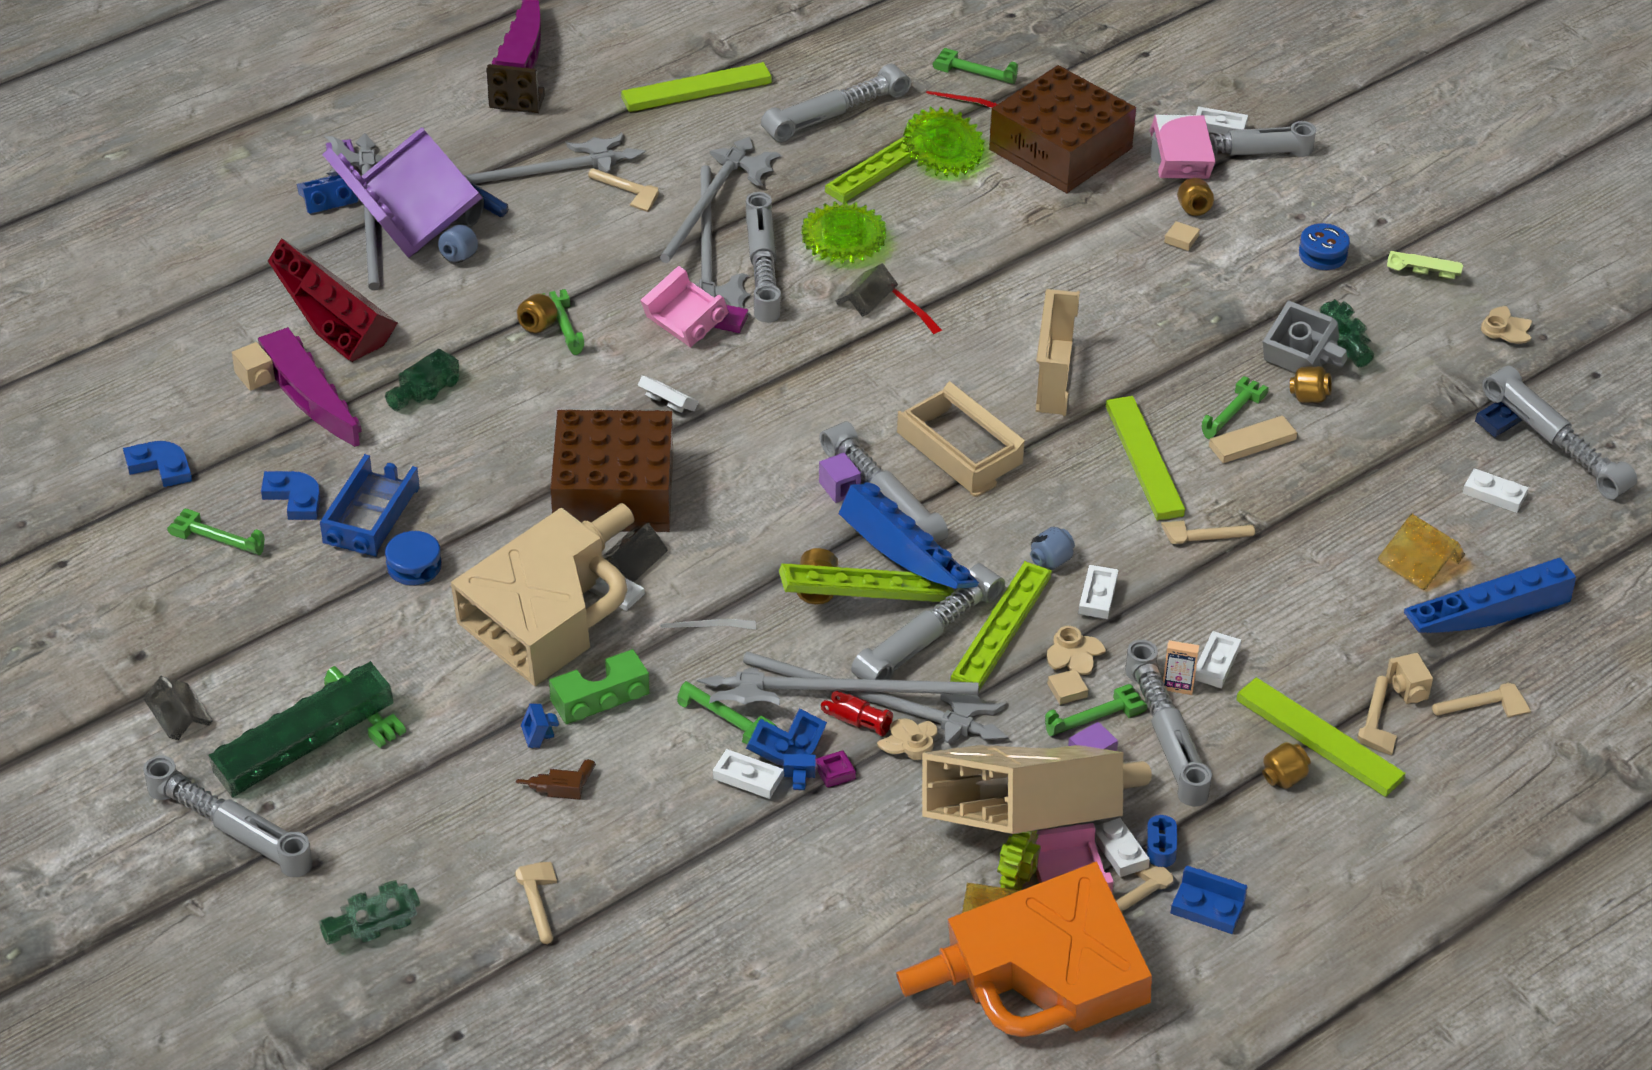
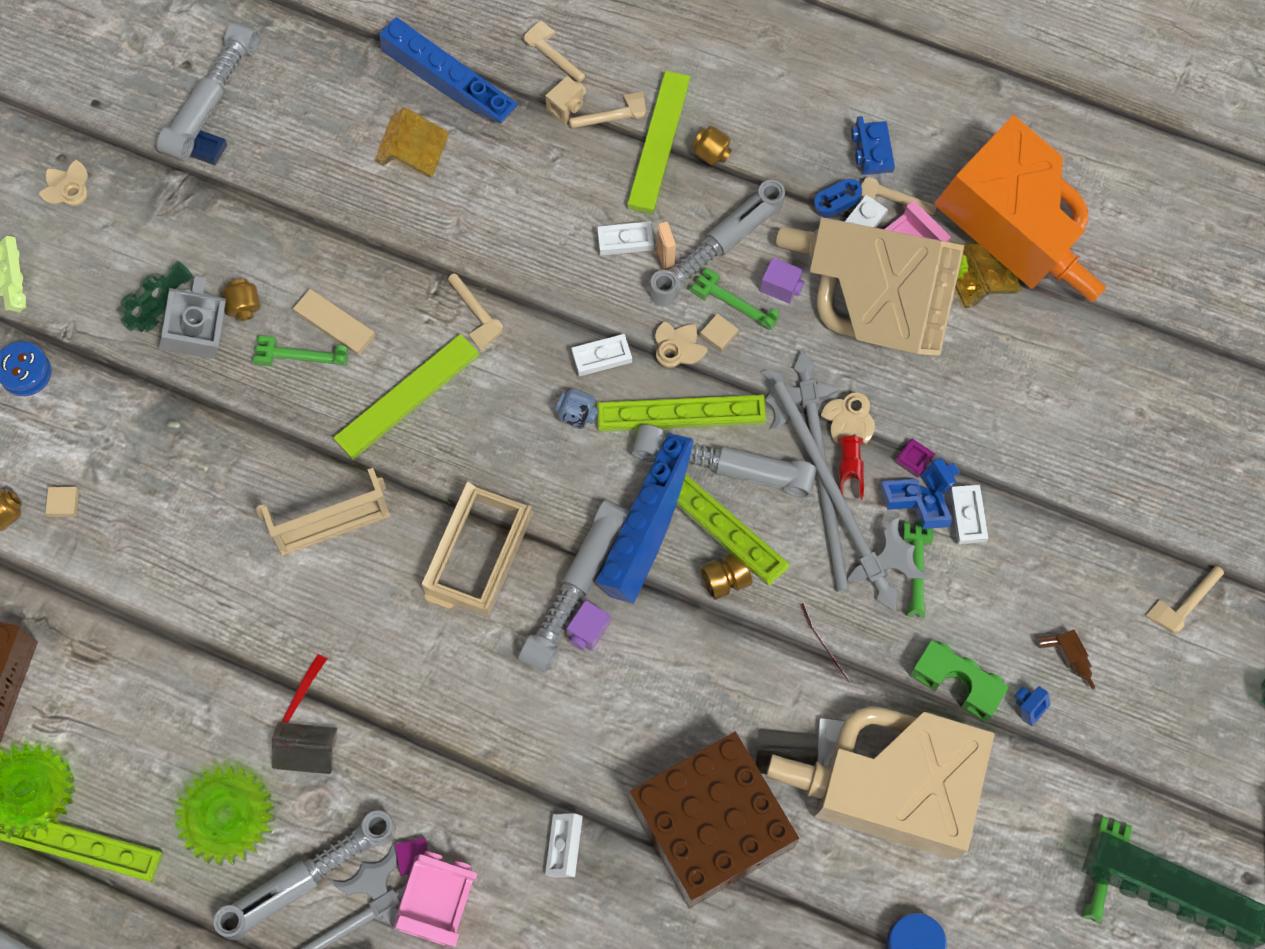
camera: 120 degrees left, 25 degrees up
(1495, 490) = (297, 122): white plate -> none

